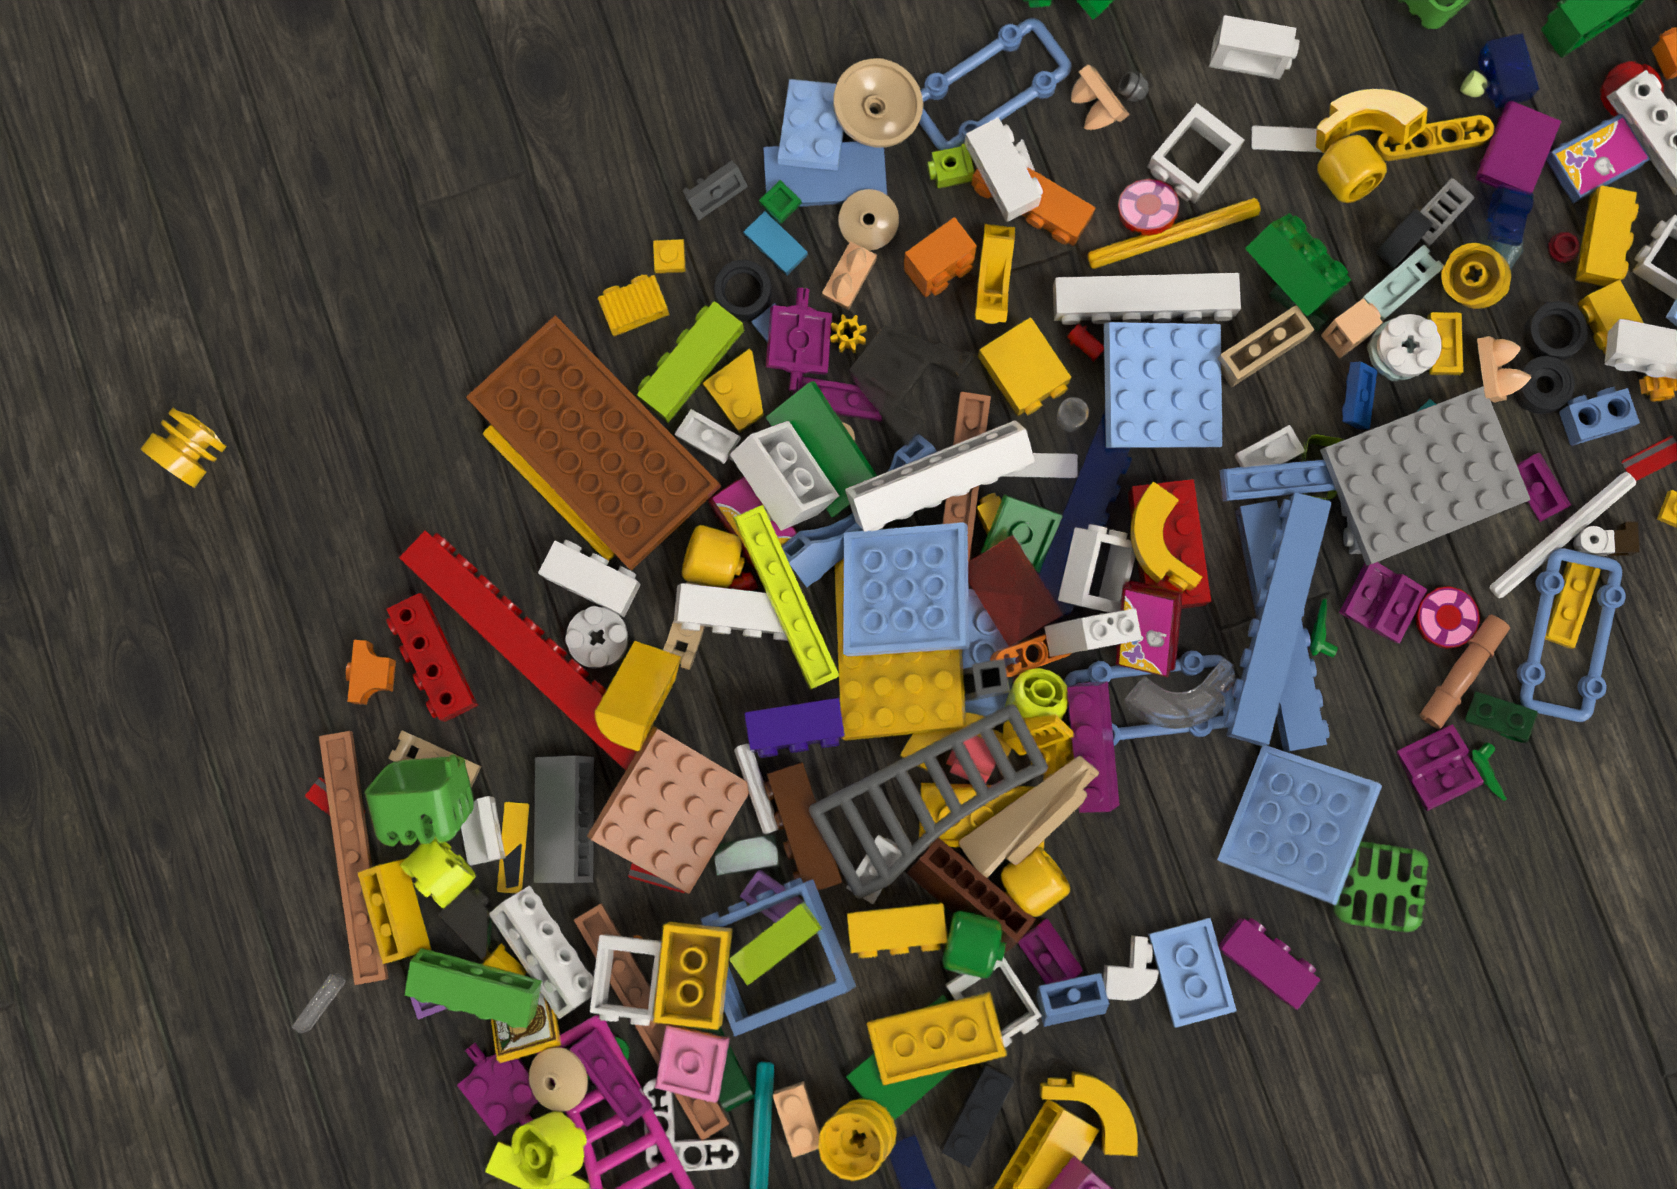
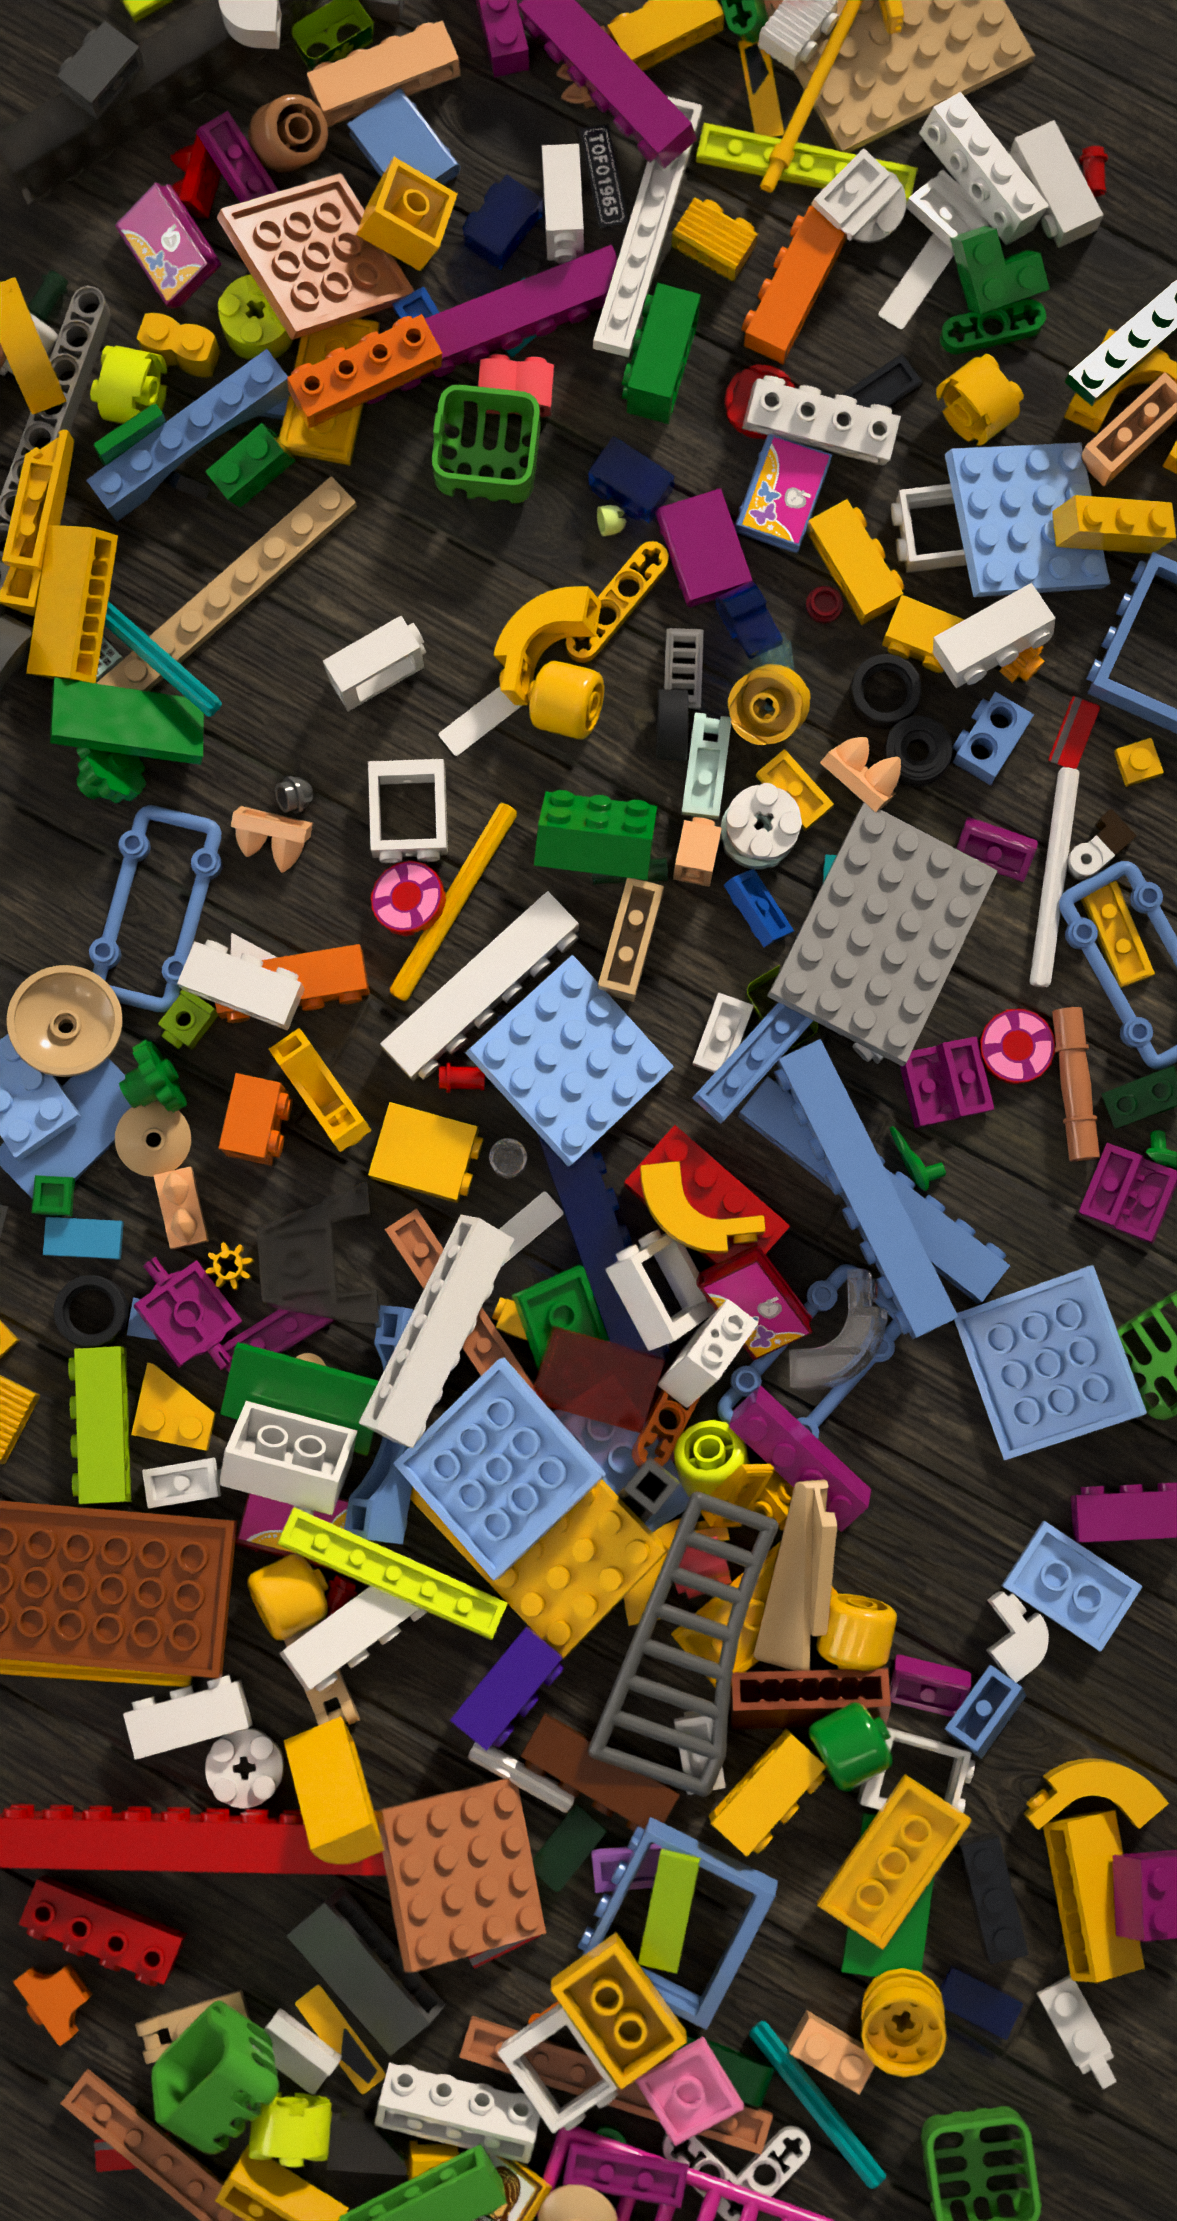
camera: 45 degrees left, 0 degrees up
(899, 182) = (152, 1080): none -> green plant

